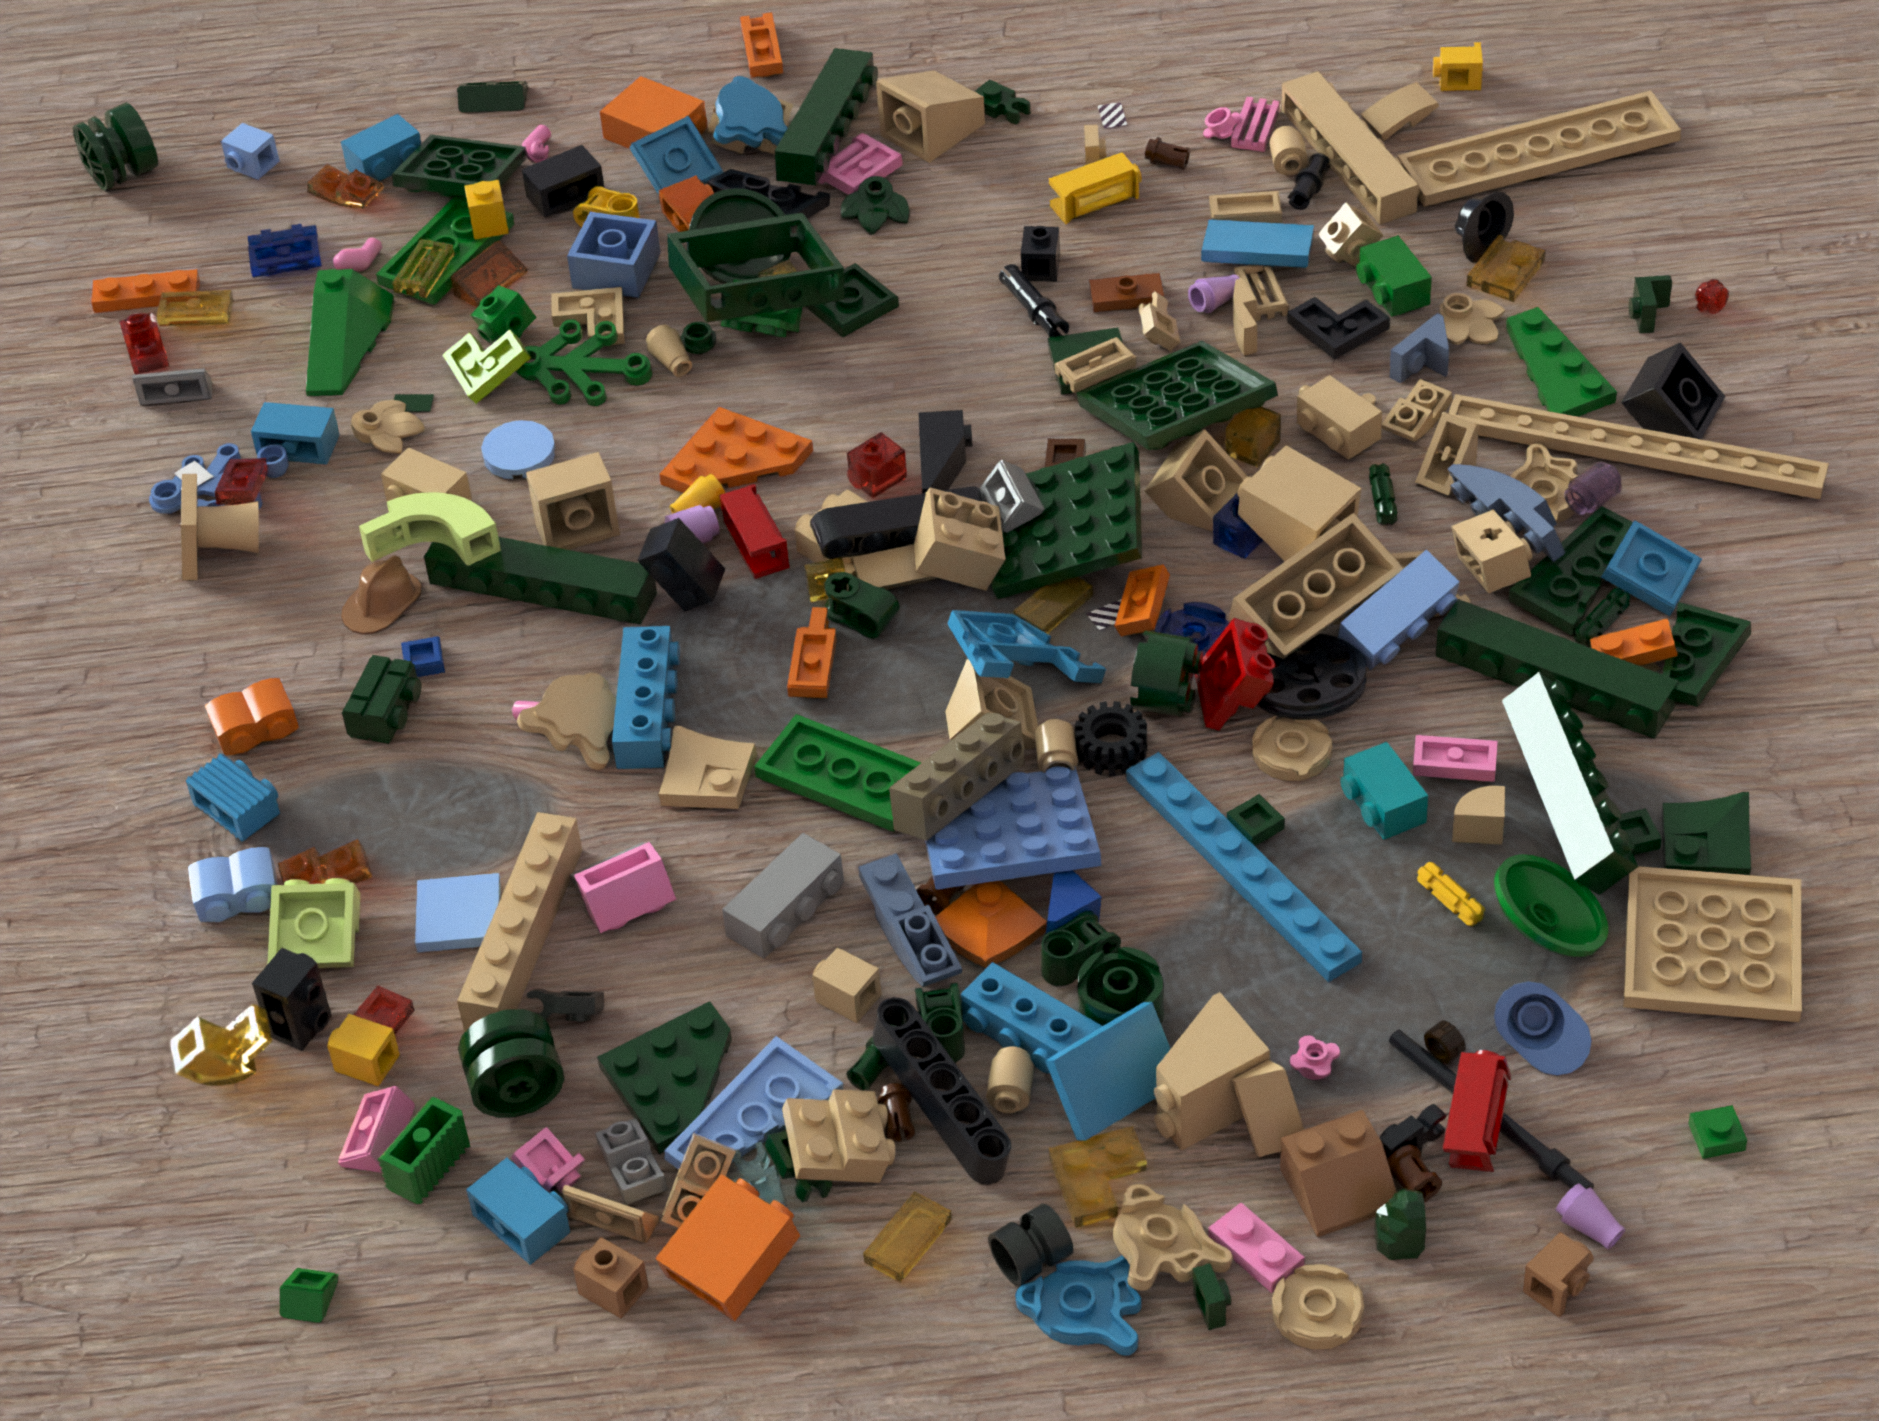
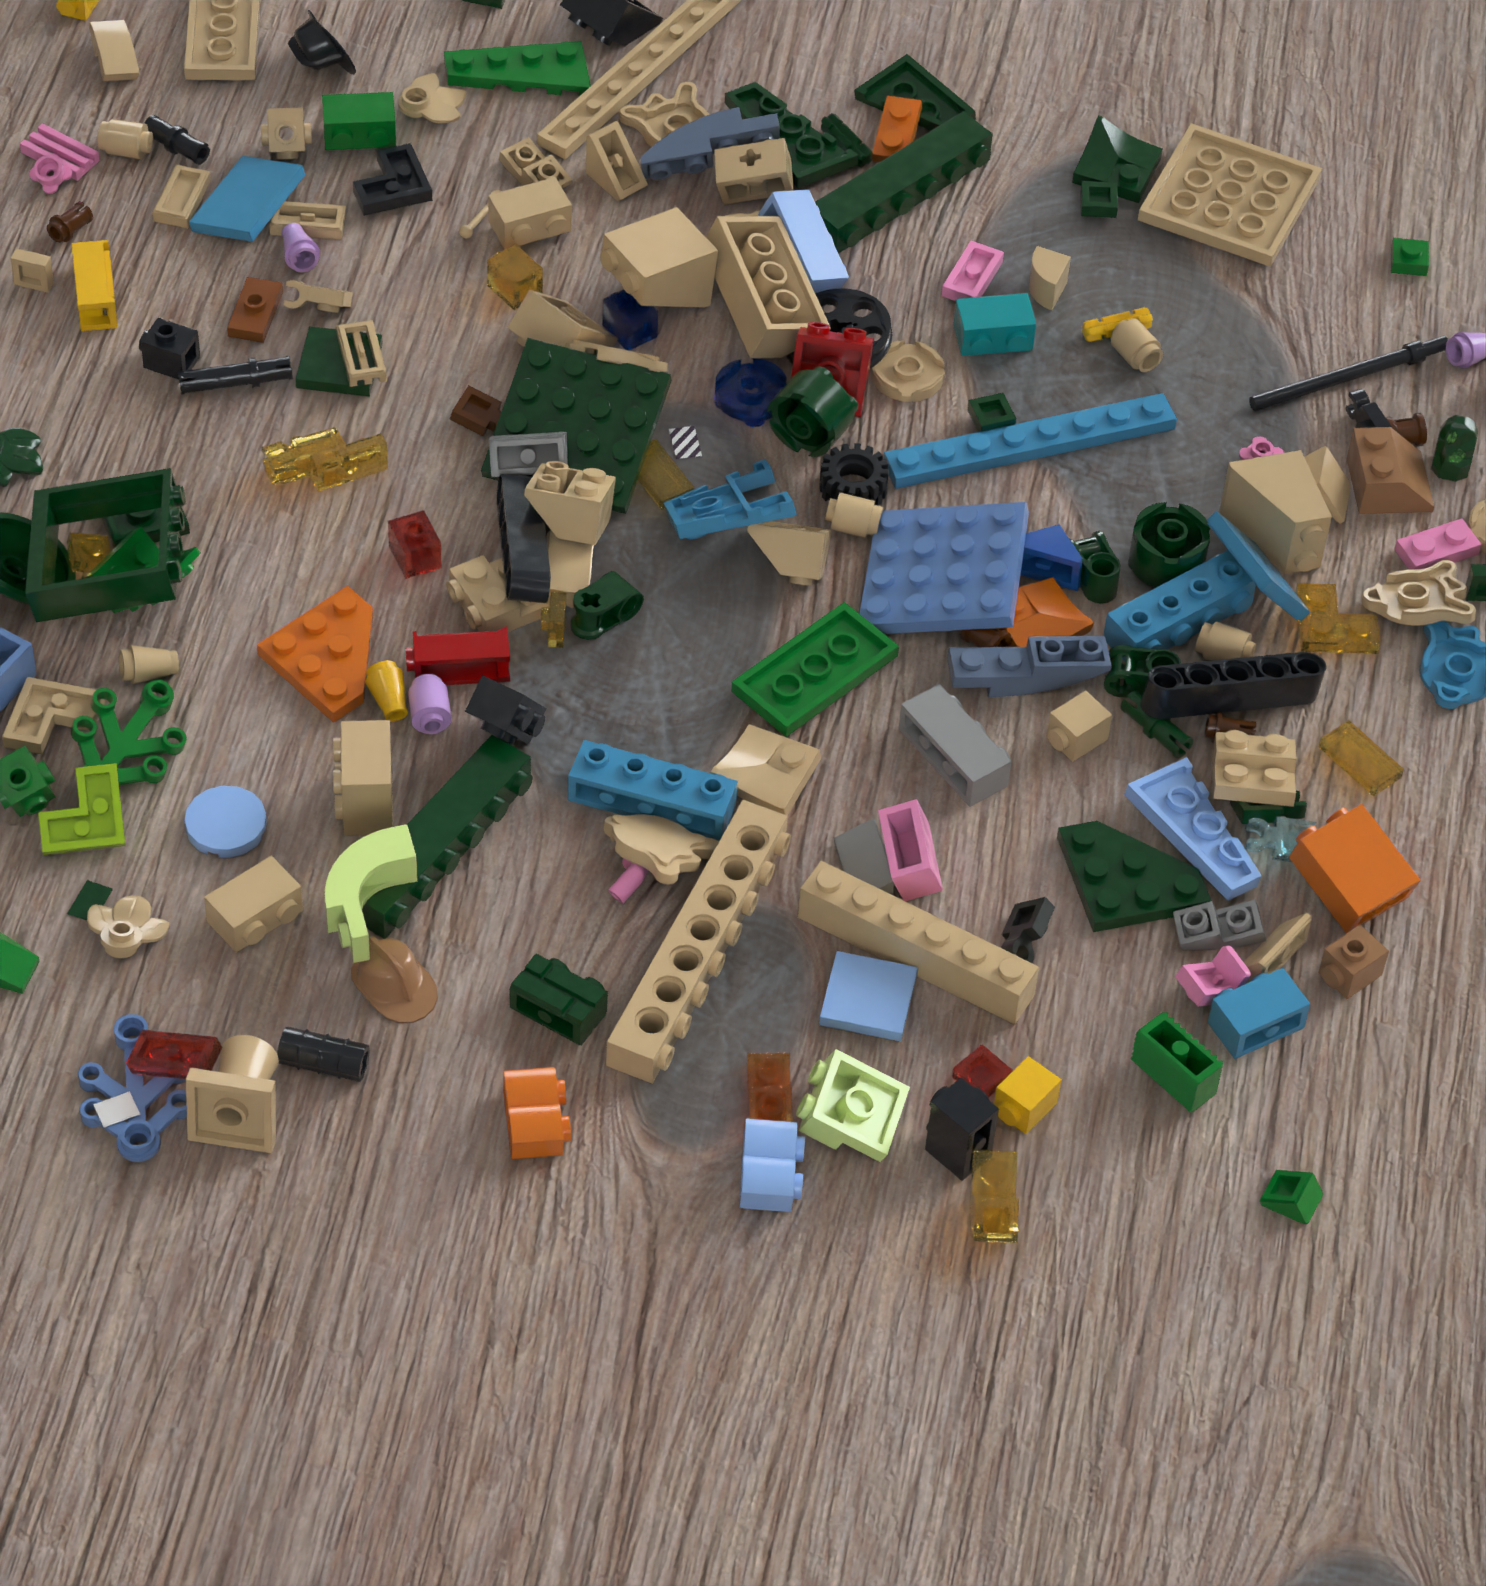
camera: 80 degrees left, 5 degrees up
(233, 796) = (644, 1146): dark azure brick -> none
(281, 574) = (323, 1054): none -> black axle
(303, 431) = (99, 999): dark azure brick -> none
(376, 1125) = (1116, 1111): bright pink slope -> none
(425, 655) = (500, 960): blue tile -> none
(479, 772) = (698, 942): none -> tan brick
(511, 1063) = (1106, 972): dark green wheel -> none
(698, 337) = (138, 634): dark green plate -> none
(698, 1171) = (1283, 885): tan slope -> none
(812, 657) = (652, 654): orange hinge -> none
(942, 447) = (415, 486): black slope -> none
(954, 380) = (325, 459): none -> clear yellow plate
(957, 776) = (893, 572): dark tan brick -> none
(1025, 1247) = (1407, 674): pearl dark grey wheel -> none
(1142, 600) = (697, 410): orange plate -> none
(1164, 522) = (620, 356): none -> tan tile
(1177, 395) = (449, 305): dark green plate -> none
(1245, 317) = (357, 241): tan slope -> none
(1352, 148) = (133, 96): tan brick -> none
(1383, 494) = (606, 217): dark green axle -> none
(1419, 912) = (1136, 345): none -> tan brick
(1423, 347) = (465, 135): sand blue slope -> none
(1444, 1042) = (1276, 372): dark brown axle -> none
(1476, 1110) = (1363, 367): red window -> none
(1506, 268) = (376, 56): clear yellow plate -> none
(1542, 1028) = (1288, 310): medium blue piece -> none
(1550, 906) = (1172, 266): green dish -> none
(1570, 783) = (1039, 210): brick -> none
(1593, 488) = (710, 87): clear purple brick -> none
(1651, 568) = (810, 90): dark azure tile -> none

